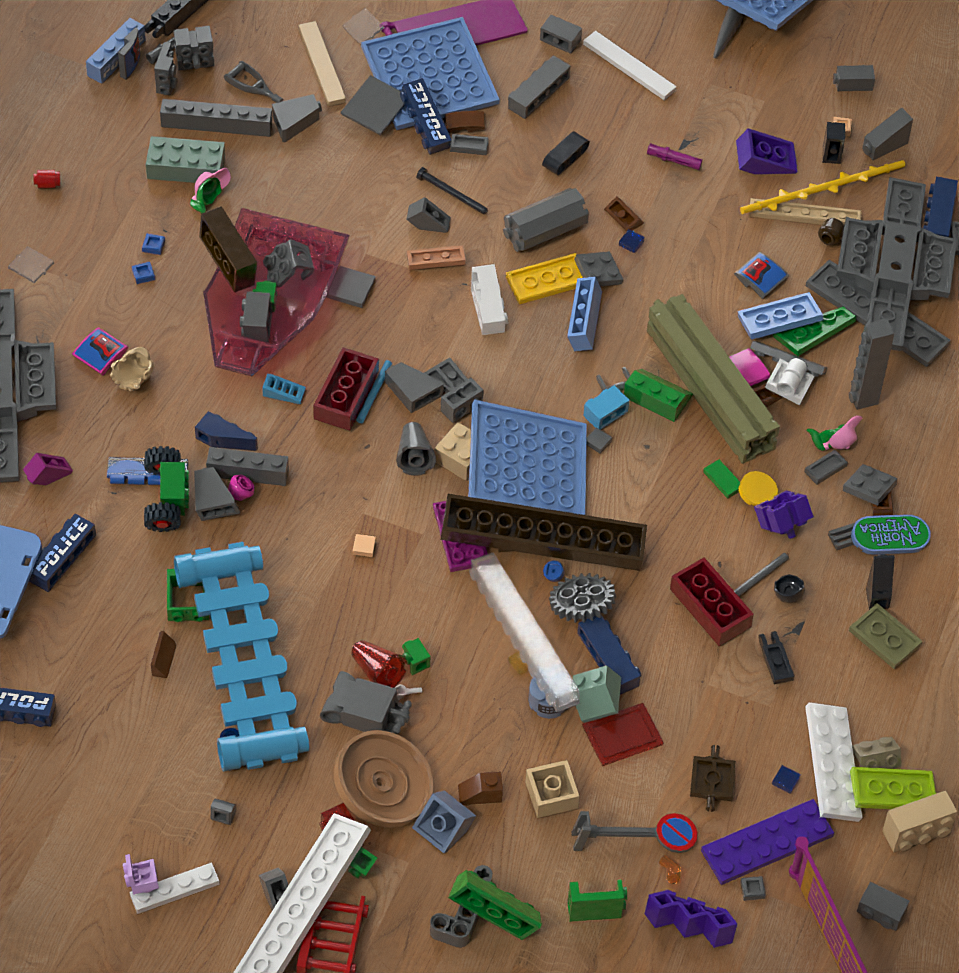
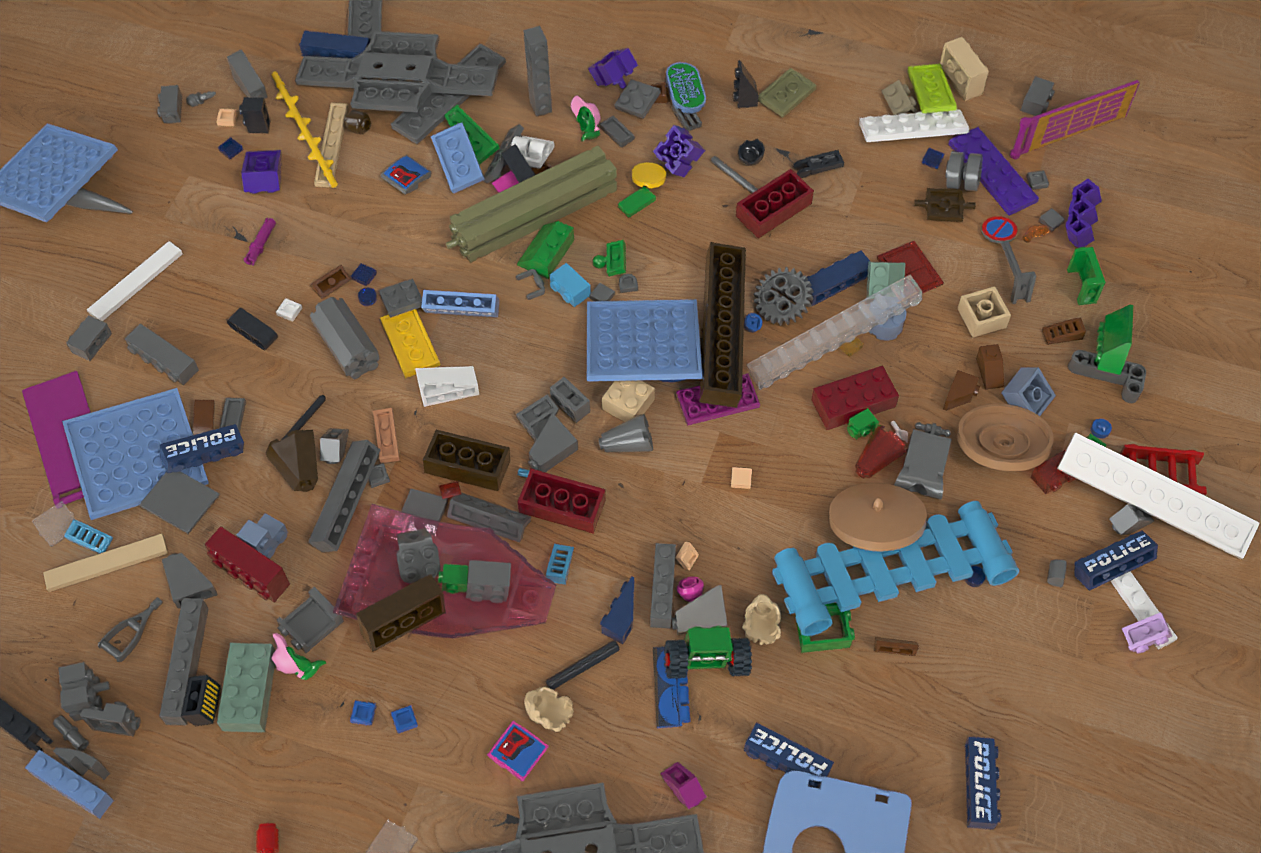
camera: 90 degrees left, 5 degrees up
(176, 126) = (201, 700): none -> black brick
(176, 402) = (582, 665): none -> black axle
(198, 537) = (762, 620): none -> tan hair
(229, 865) = (1115, 560): none -> dark blue brick
(242, 195) = (310, 622): none -> dark grey panel
(278, 489) = (687, 556): none -> light nougat tile
(297, 645) = (877, 517): none -> medium nougat container
(301, 153) = (247, 565): none -> dark red brick
(329, 165) = (264, 535): none -> sand blue brick
(338, 328) = (486, 514): none -> dark grey fence
(348, 37) = (77, 530): none -> dark azure slope
(369, 223) = (344, 496): none -> dark grey brick
(370, 305) = (450, 490): none -> clear red tile
(394, 253) = (378, 476): none -> dark grey tile
(396, 889) = (1101, 428): none -> blue tile
(399, 316) = (466, 460): none -> dark brown brick
(406, 186) = (295, 459): none -> dark brown slope
(450, 652) = (851, 395): none -> dark red brick
(452, 754) = (962, 390): none -> reddish brown slope
(527, 889) = (1075, 326): none -> reddish brown slope
(590, 183) = (289, 310): none -> white tile
(603, 243) = (367, 296): none -> clear blue tile
(612, 464) = (628, 283): none -> dark grey tile
(643, 450) = (615, 258): none -> green plate
(690, 889) = (1051, 219): none -> dark grey tile
(752, 794) = (960, 170): none -> dark grey wheel
(761, 362) = (517, 163): none -> black beam
(799, 131) = (230, 148): none -> clear blue tile
(866, 101) = (198, 98): none -> dark grey bar
(910, 458) = (613, 67): none -> dark purple brick

